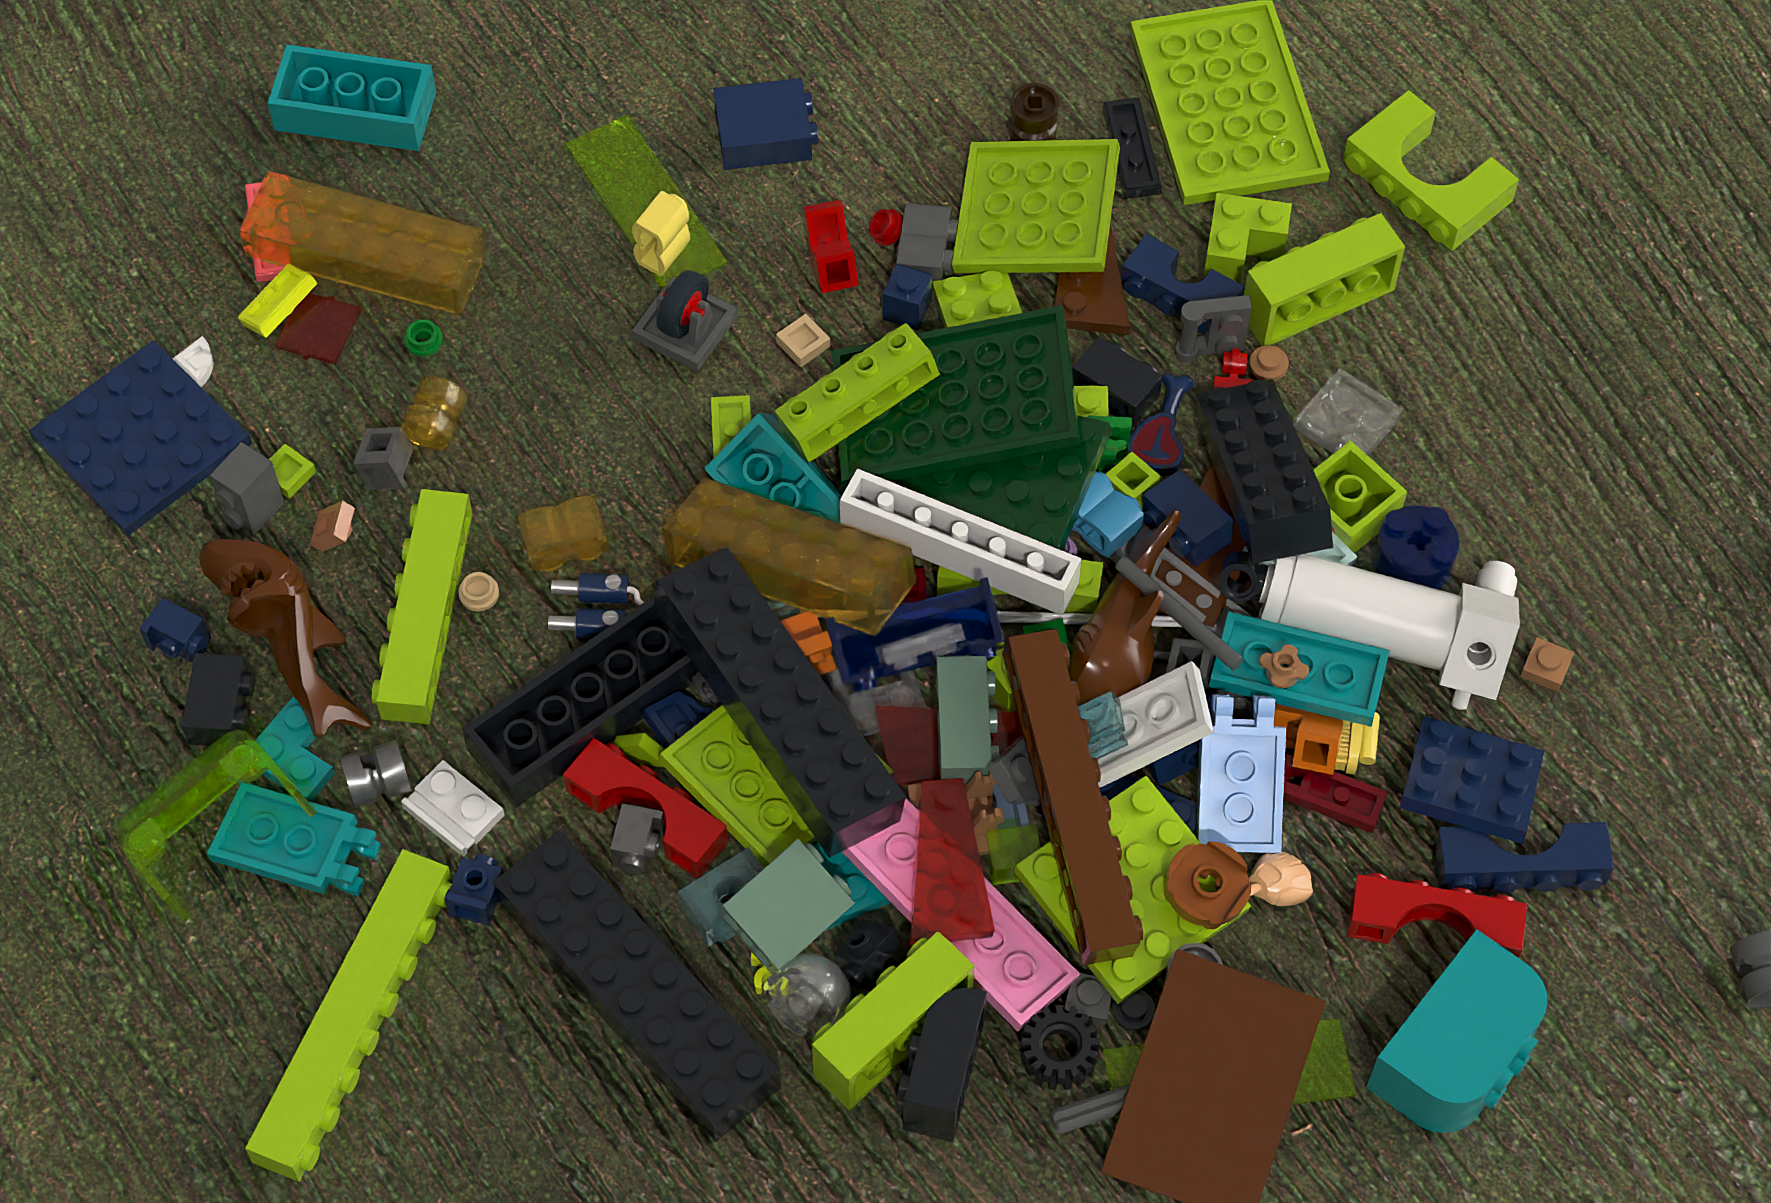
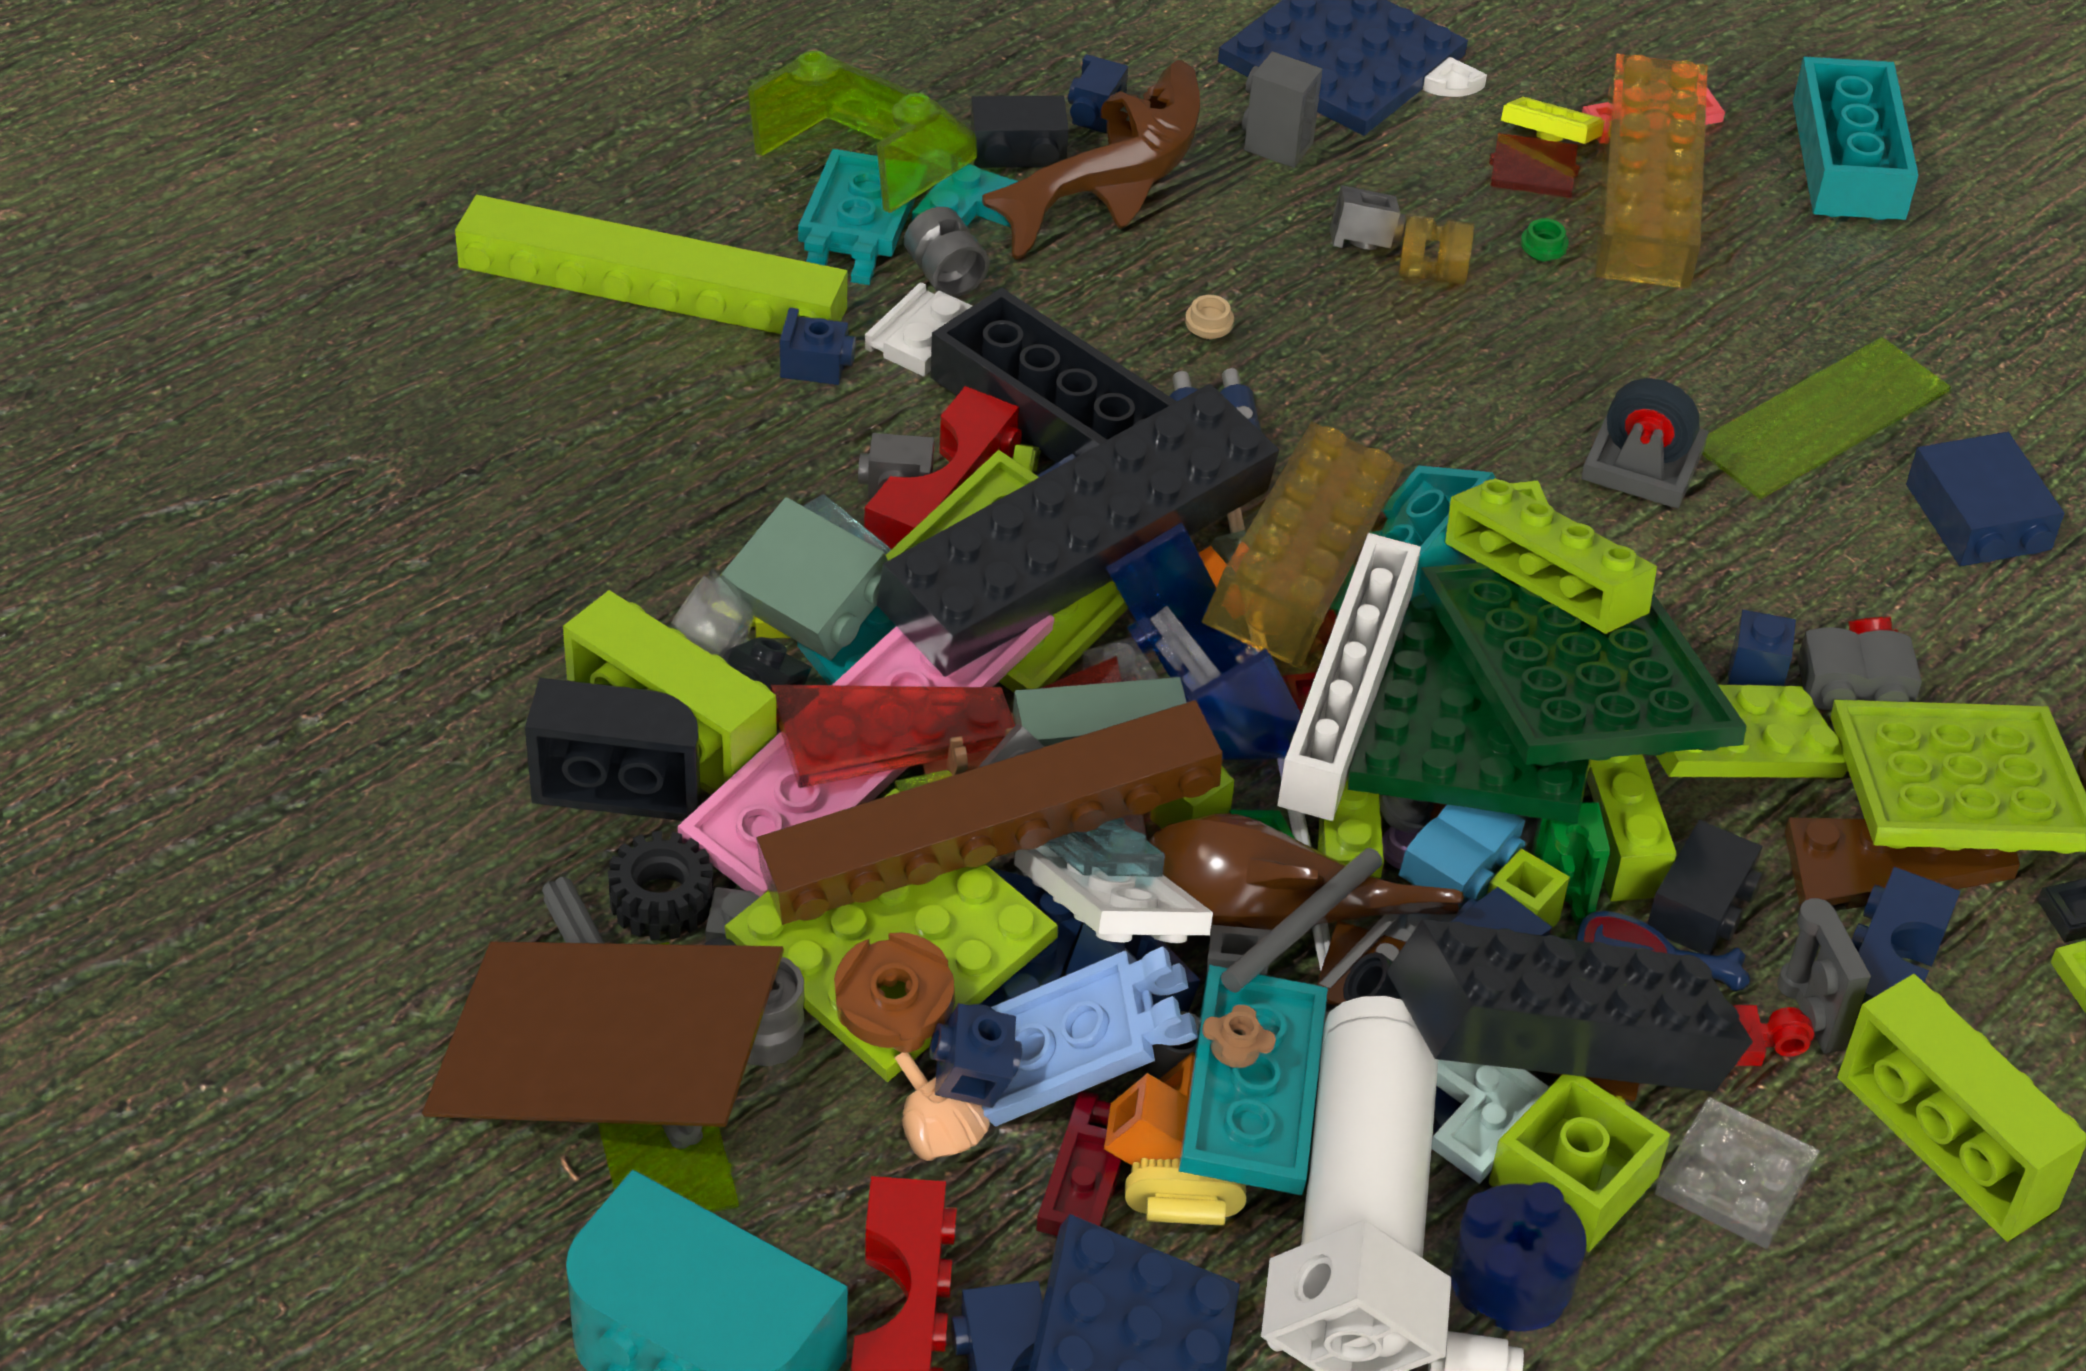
camera: 80 degrees right, 15 degrees down
(291, 470) = (1327, 153): lime plate -> none
(332, 526) = (1262, 194): nougat plate -> none
(423, 607) = (1175, 270): lime brick -> none
(563, 533) = (1304, 373): clear yellow brick -> none
(638, 986) = (704, 482): black brick -> none
(661, 232) = (1759, 400): light yellow brick -> none
(803, 340) = (1672, 563): tan plate -> none
(829, 247) = (1806, 577): red brick -> none
(1245, 228) = (2022, 1013): lime brick -> none
(1259, 839) = (975, 1054): none -> dark blue brick
(1269, 363) = (1803, 1074): medium nougat plate -> none

